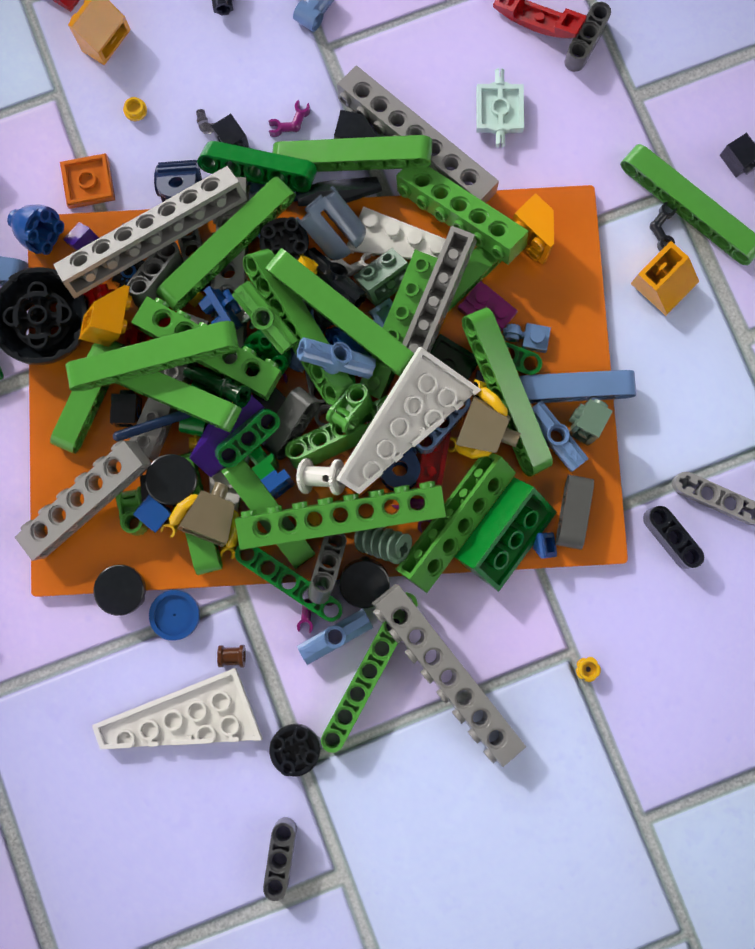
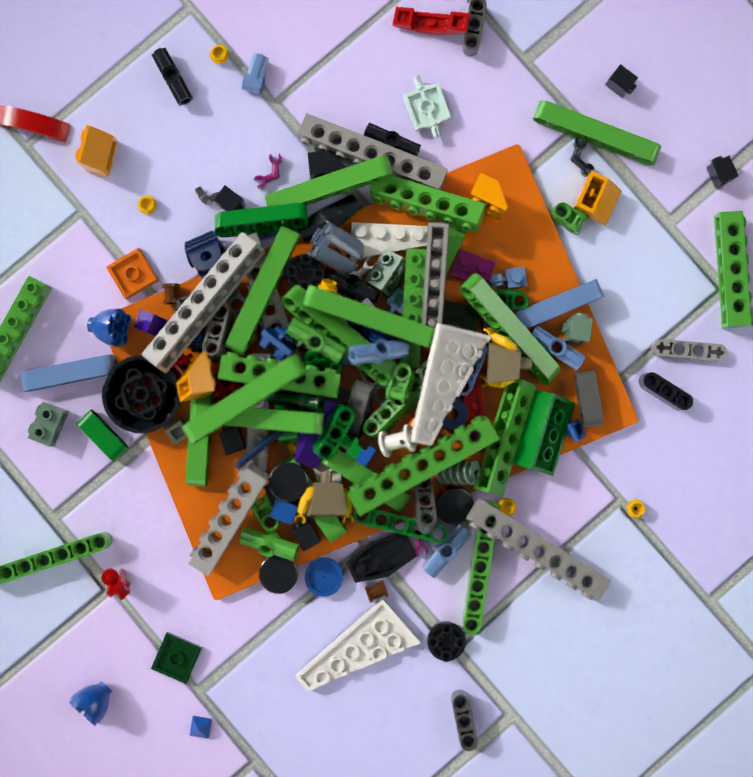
camera: 25 degrees left, 5 degrees up
(59, 376) = (174, 429): none -> light grey slope
(120, 214) = (170, 293): none -> reddish brown bush
(121, 549) = (269, 544): none -> bright green piece
(170, 554) = (306, 535): none -> black brick
(252, 617) = (381, 558): none -> black piece
(430, 609) = (507, 506): none -> yellow plate
(442, 123) = (383, 135): none -> black piece
(623, 293) = (570, 218): none -> bright green piece

